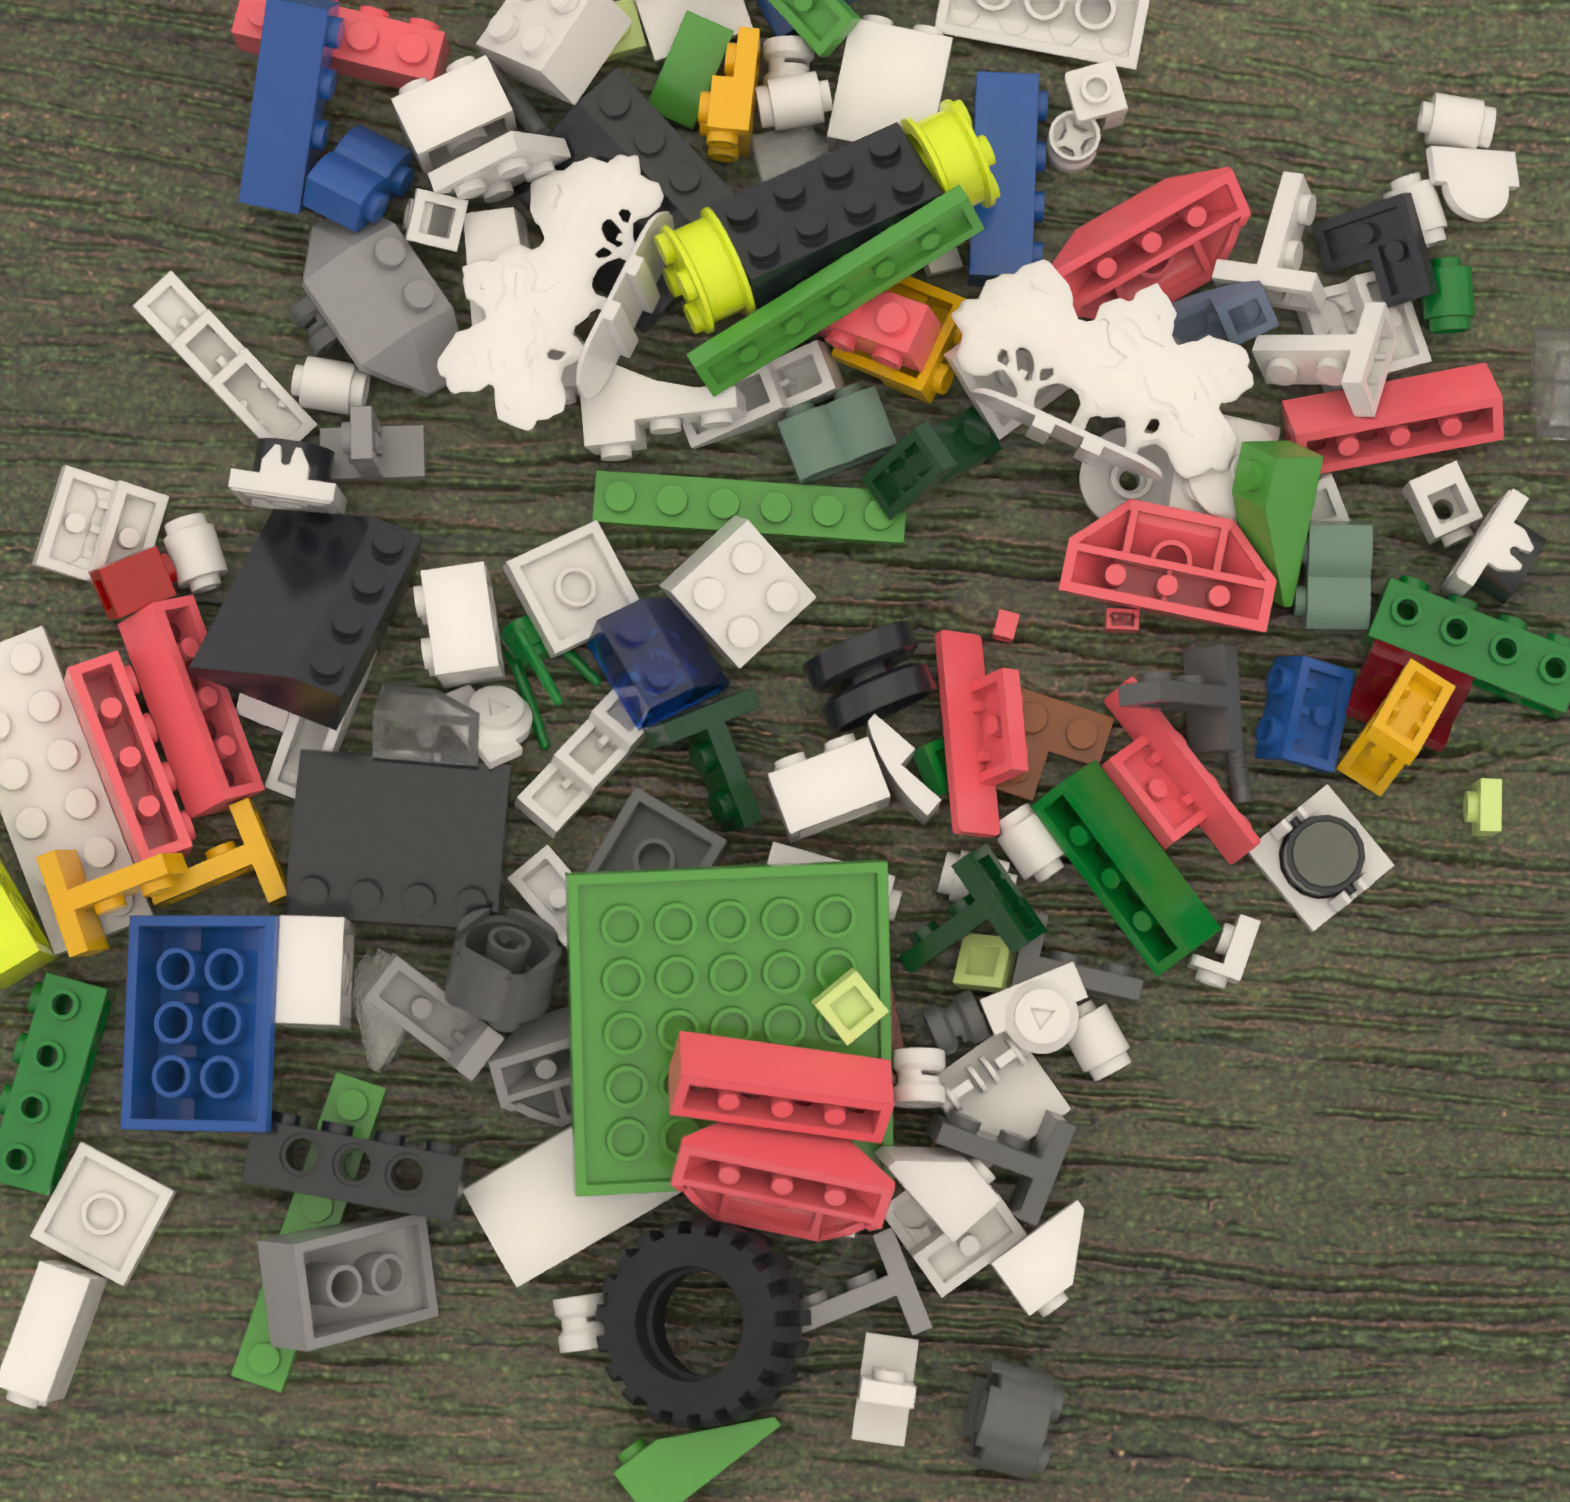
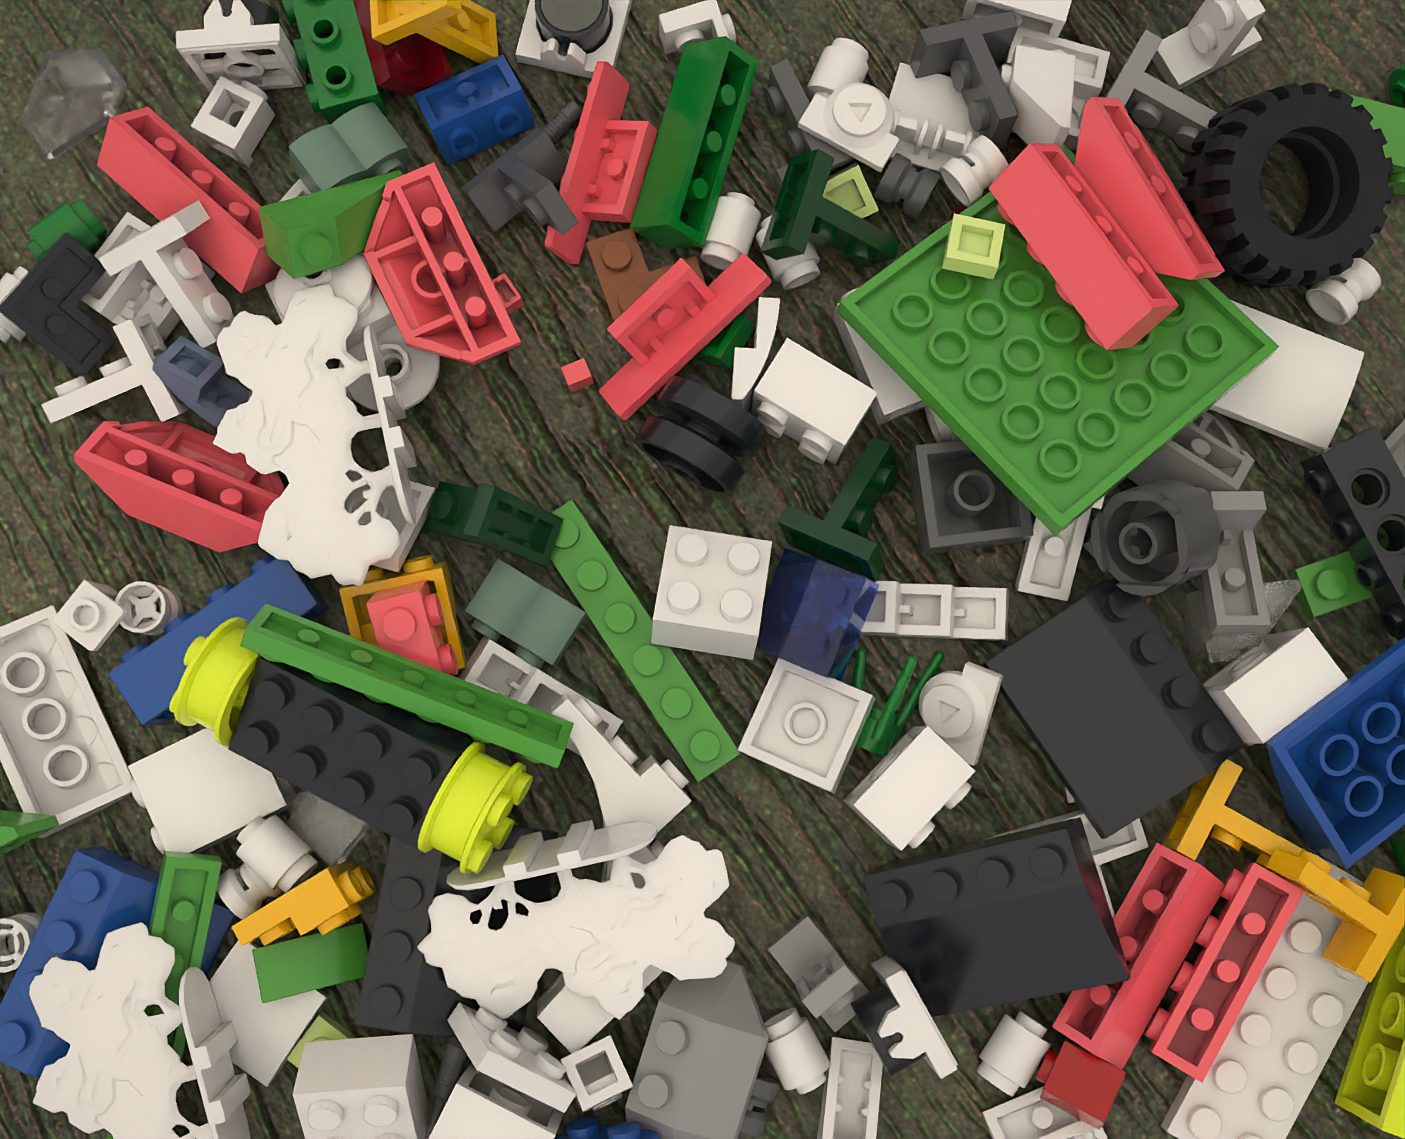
camera: 130 degrees left, 0 degrees up
(424, 727) = (1010, 755): clear slope -> none

